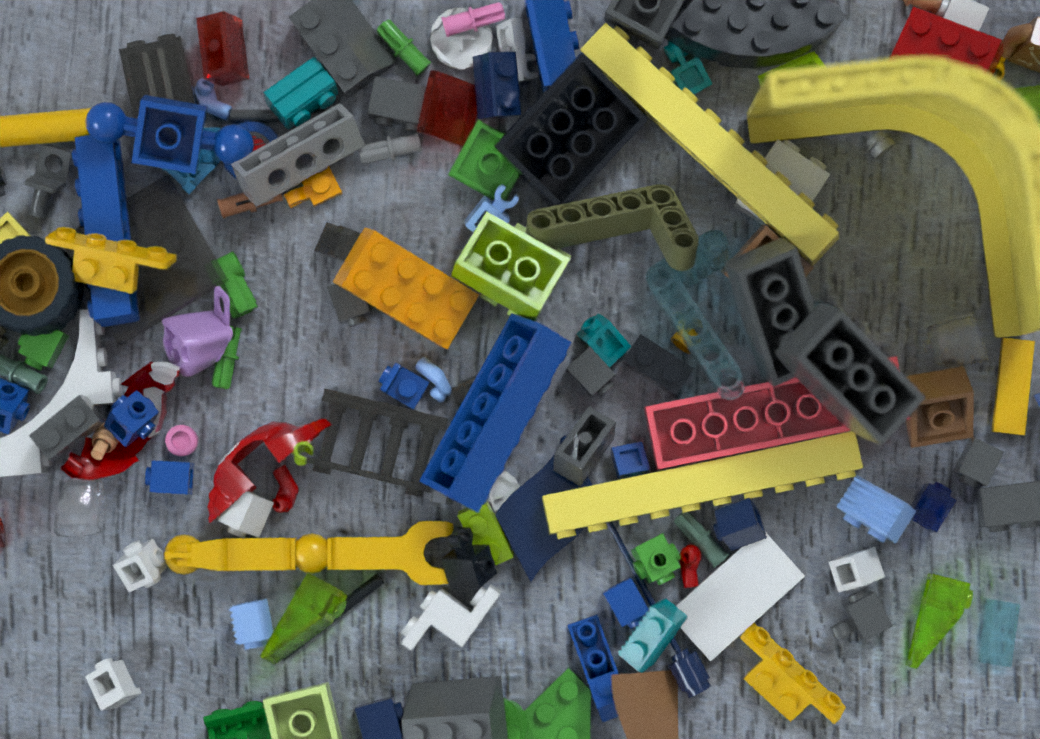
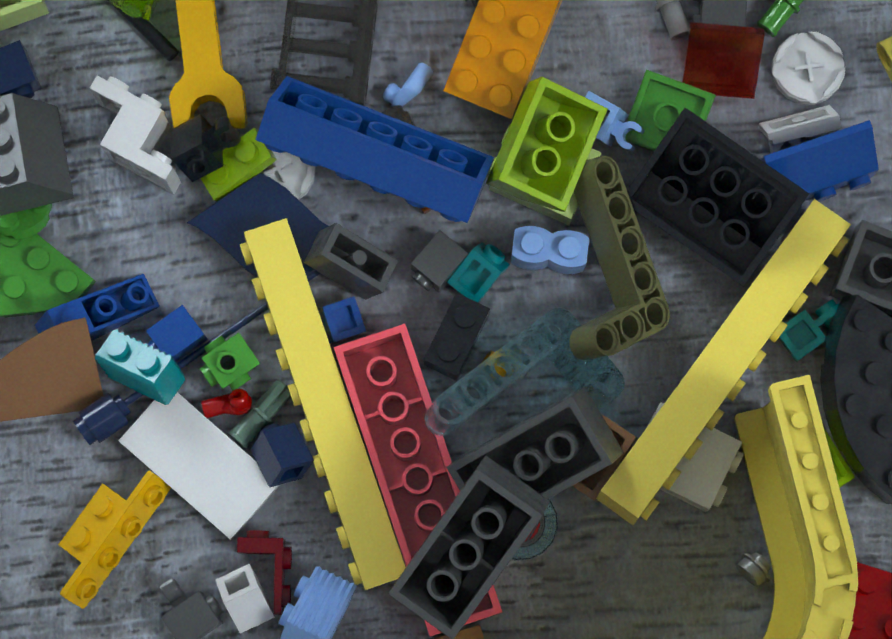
camera: 75 degrees right, 5 degrees down
(403, 385) = (397, 51): blue bracket -> none
(473, 19) = (832, 74): bright pink axle -> none
(496, 85) = (758, 110): dark blue brick -> none
(591, 285) = (560, 251): none -> light blue brick
(811, 550) = (259, 543): none -> dark red bracket

